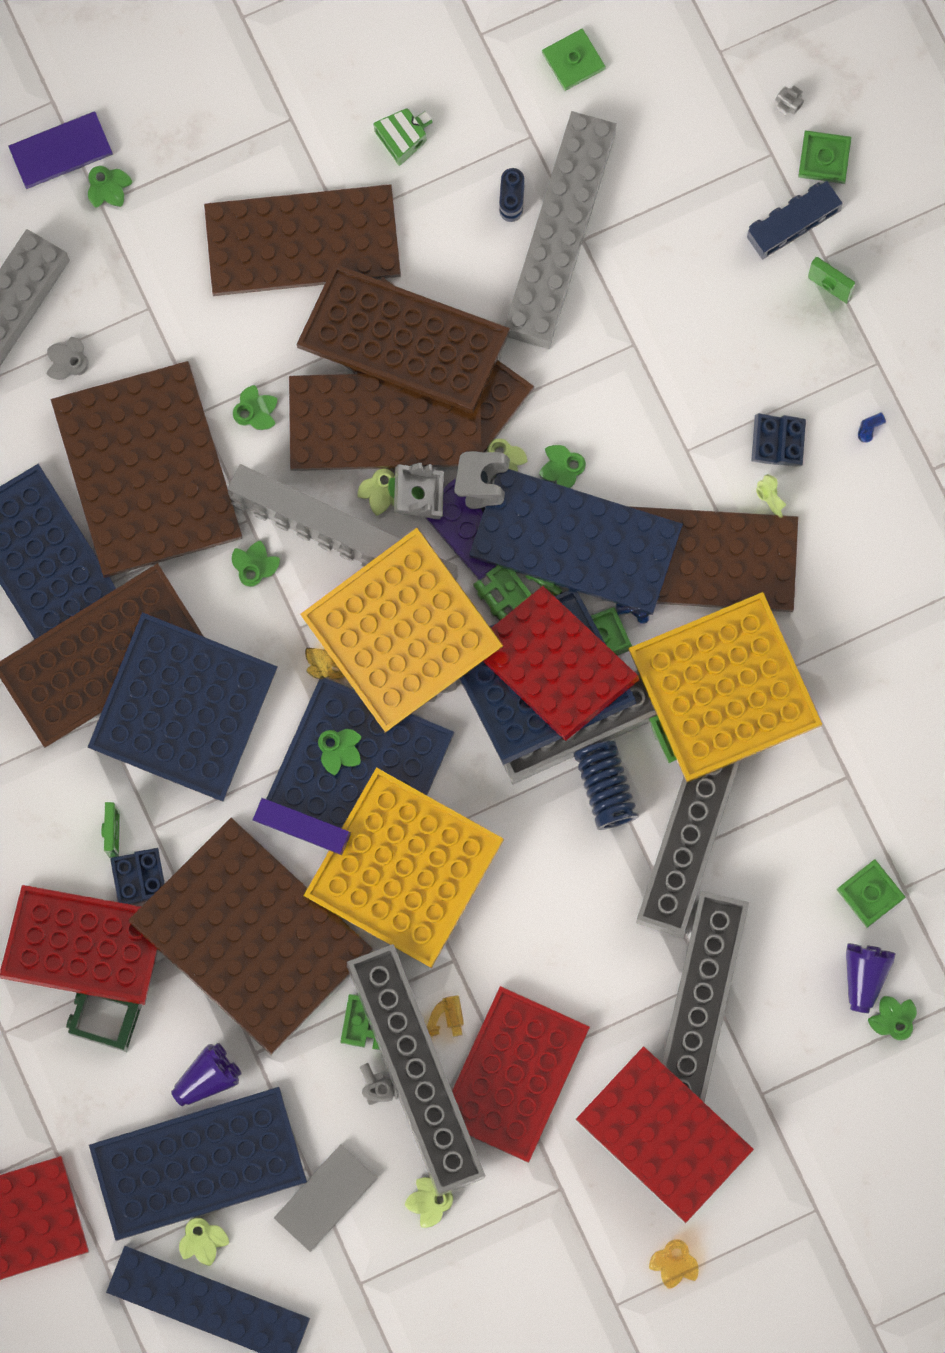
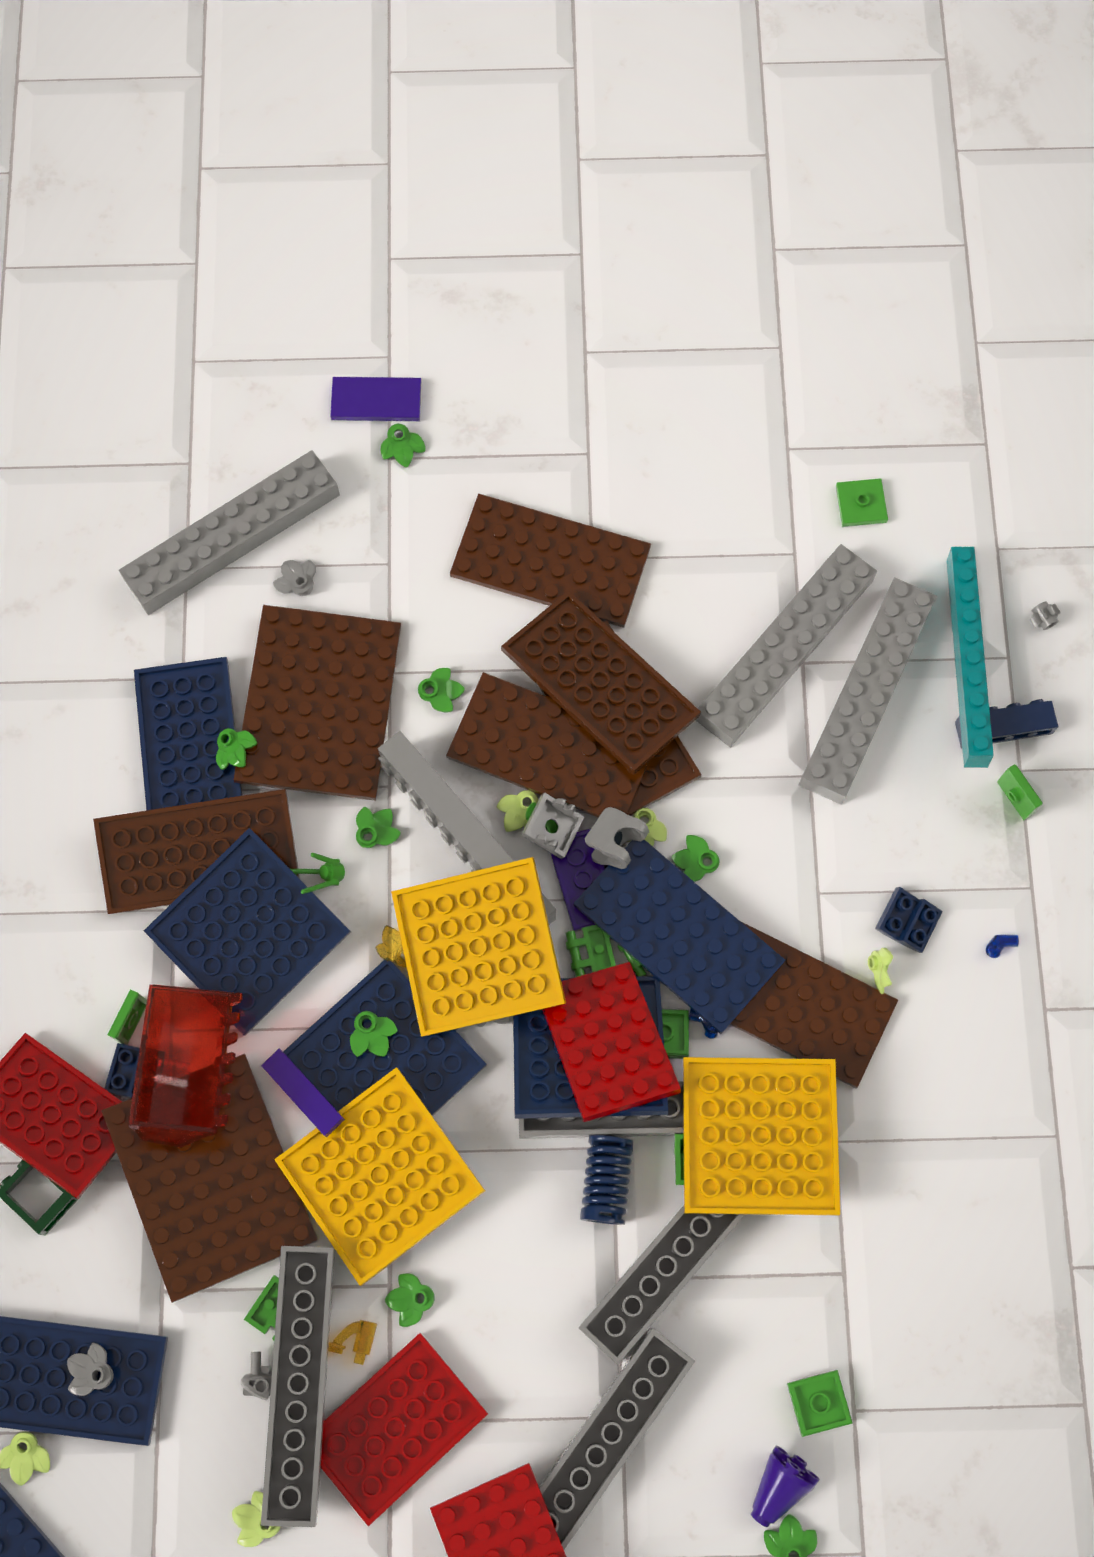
camera: 20 degrees right, 5 degrees down
(91, 547) = (234, 750): none -> bright green plate
(188, 844) = (183, 1064): none -> clear red piece
(206, 1076) = (105, 1295): dark purple cone -> none
(222, 1142) = (85, 1370): none -> light grey plate
(233, 621) = (331, 871): none -> bright green plant
(325, 1198) = (159, 1469): light grey tile -> none
(402, 133) = (680, 504): bright green torso -> none
(475, 965) = (406, 1299): none -> bright green plate
(511, 195) = (755, 596): dark blue brick -> none
(654, 241) = (867, 691): none -> light grey brick
(734, 170) = (969, 658): none -> teal brick
(824, 157) = (1057, 679): bright green plate -> none

